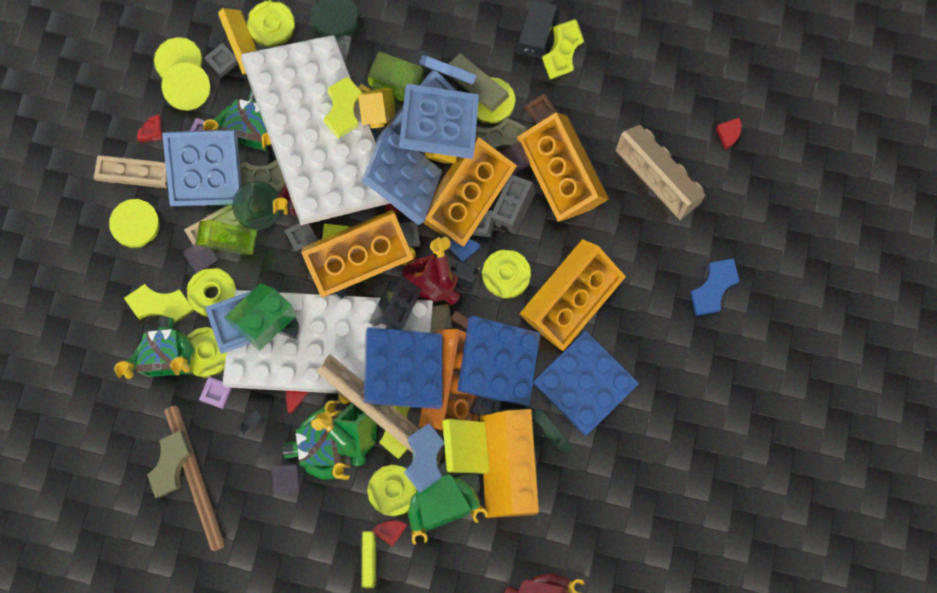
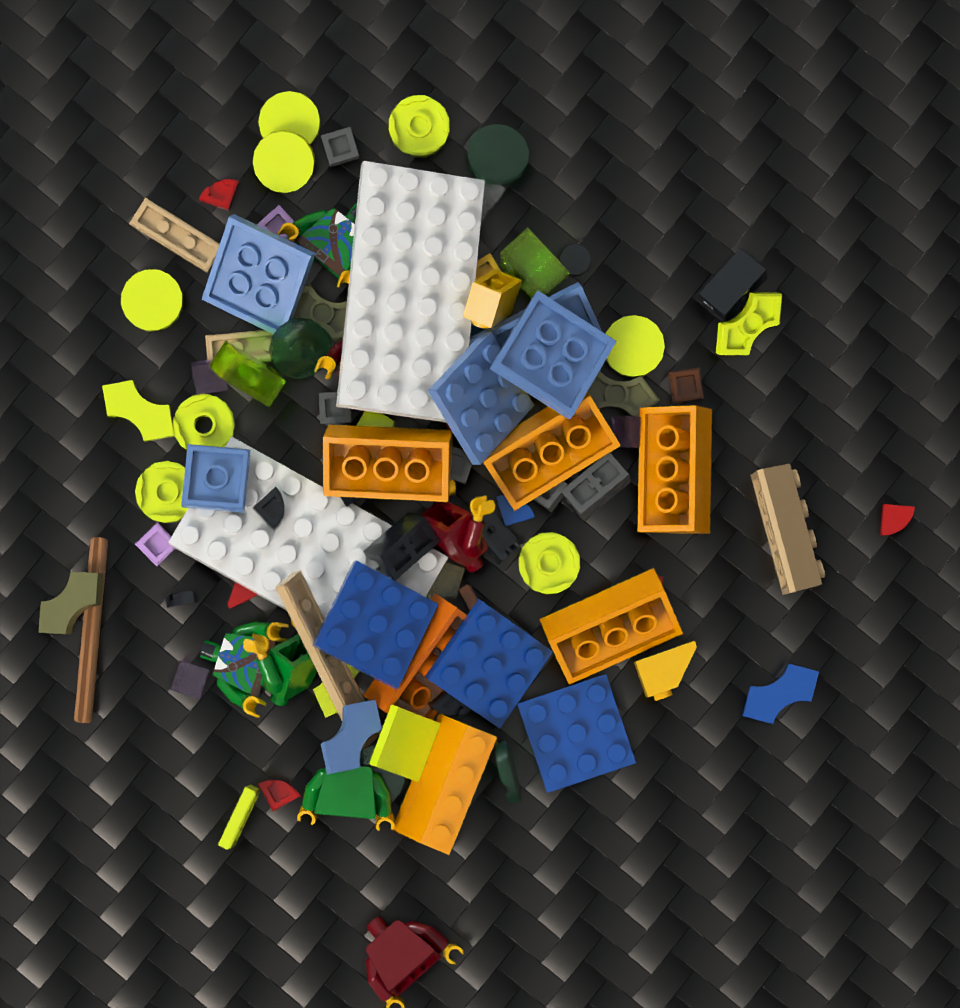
camera: 25 degrees right, 10 degrees up
(160, 353) = (115, 473): torso -> none
(237, 33) = (373, 126): yellow tile -> none
(261, 315) = (244, 486): green slope -> none
(341, 117) = (443, 296): neon yellow tile -> none
(391, 490) = (299, 749): neon yellow tile -> none
(447, 69) = (596, 289): medium blue tile -> none
(490, 93) = (624, 318): olive tile -> none
(625, 308) = (664, 670): none -> yellow slope

